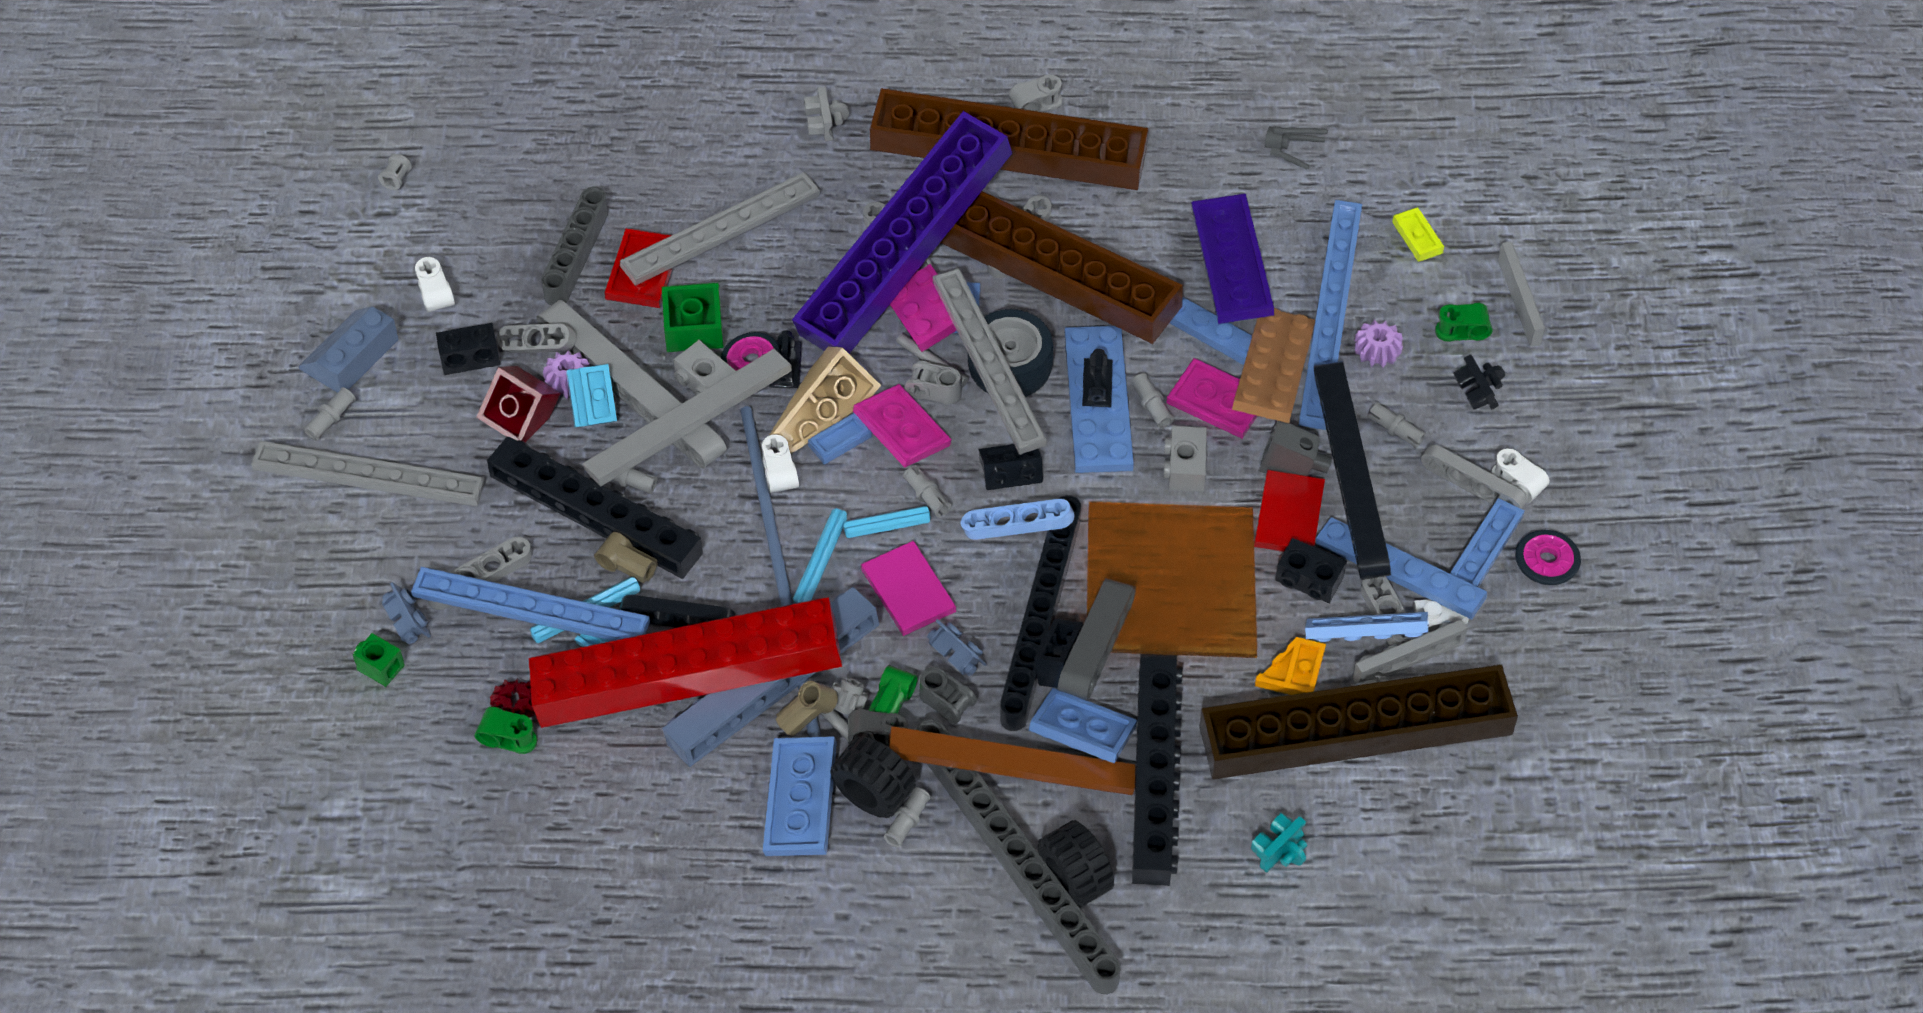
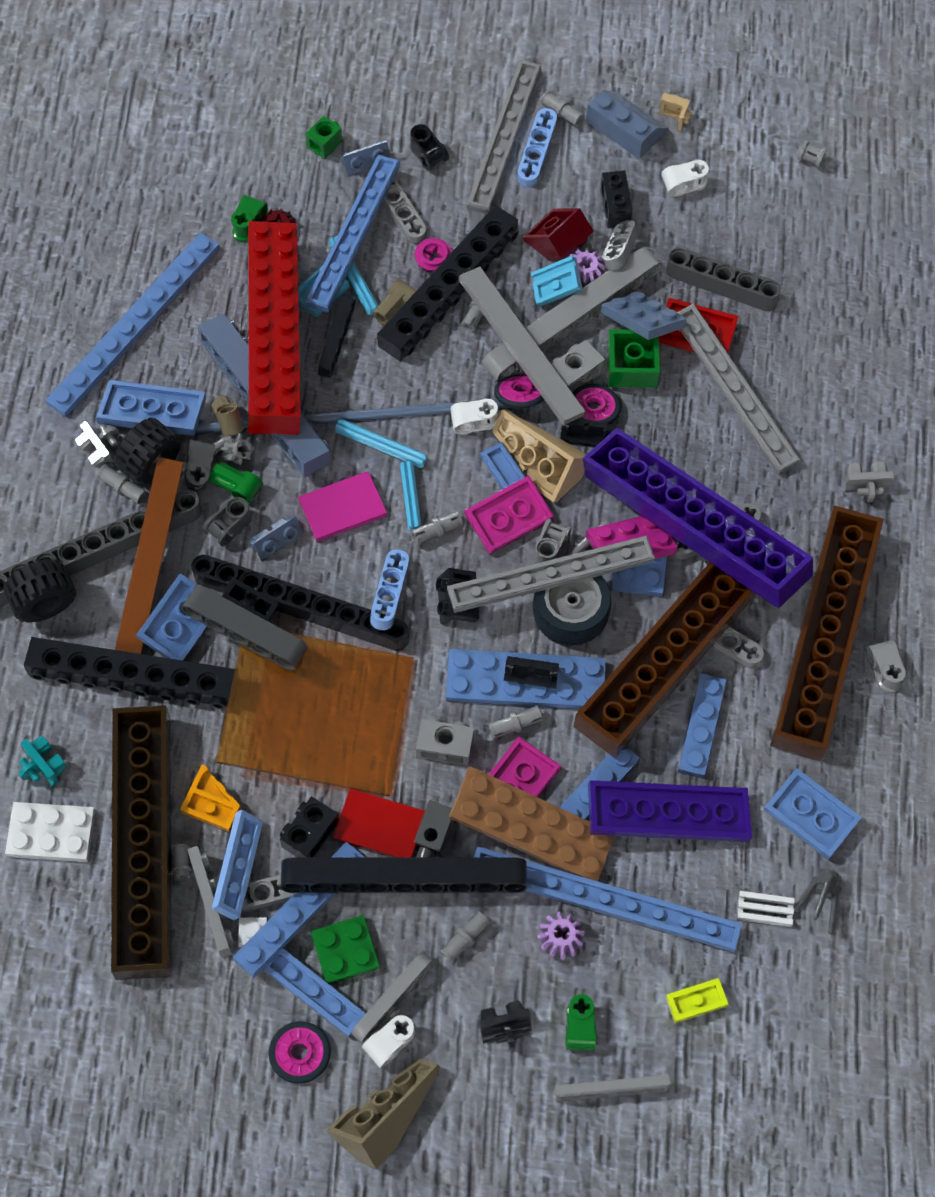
camera: 95 degrees right, 10 degrees up
(331, 296) = (676, 108): none -> tan bracket
(387, 432) = (537, 147): none -> light blue beam
(393, 547) = (430, 149): none -> black piece
(545, 521) = (428, 248): none -> dark pink gear
(639, 305) = (643, 315): none -> sand blue plate
(672, 843) = (132, 325): none -> medium blue plate
(751, 433) = (507, 392): none -> dark pink wheel
(845, 859) = (92, 436): none -> light grey hips
(1133, 245) = (702, 726): none -> medium blue plate
(1207, 152) = (812, 813): none -> medium blue plate
(1311, 171) = (773, 899): none -> white tile
(1359, 826) = (50, 832): none -> white plate
(1431, 529) = (345, 950): none -> green plate
(1598, 477) = (379, 1124): none -> dark tan wedge

